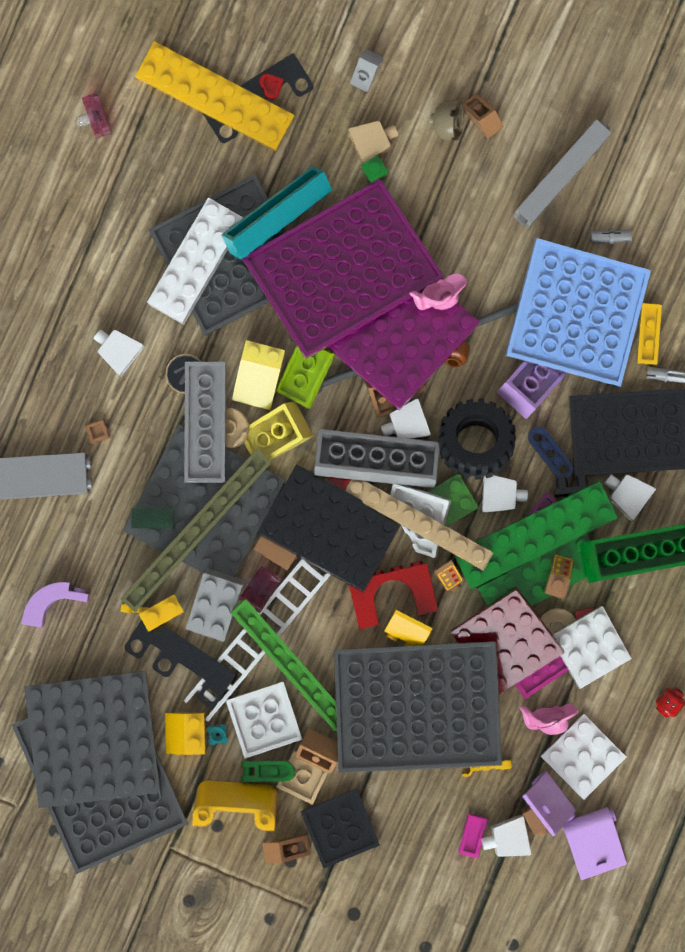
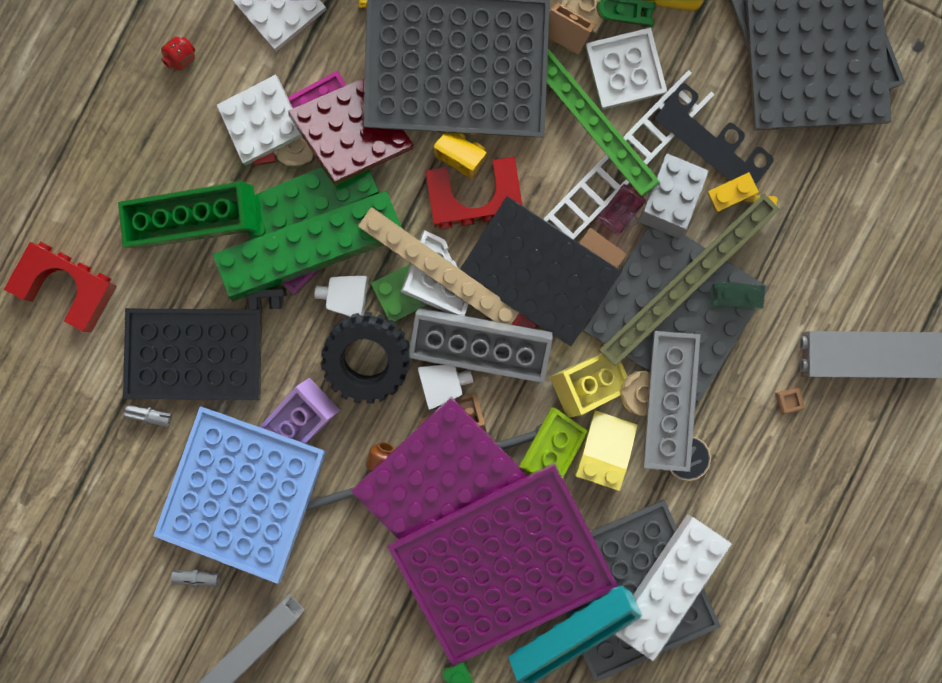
camera: 170 degrees left, 0 degrees up
(39, 603) = (869, 209): lavender arch -> none
(118, 350) = (763, 490): white torso -> none
(185, 733) = (712, 59): yellow slope -> none
(222, 738) = (682, 52): teal plate -> none
(440, 294) = (393, 526): bright pink hair -> none
(449, 576) = (411, 208): medium nougat slope -> none
(547, 443) = (278, 330): dark blue plate -> none
(549, 720) = (310, 44): bright pink hair -> none
(559, 576) = (286, 193): medium nougat slope -> none
(629, 494) = (201, 284): white torso -> none
(649, 334) = (162, 463): yellow plate -> none

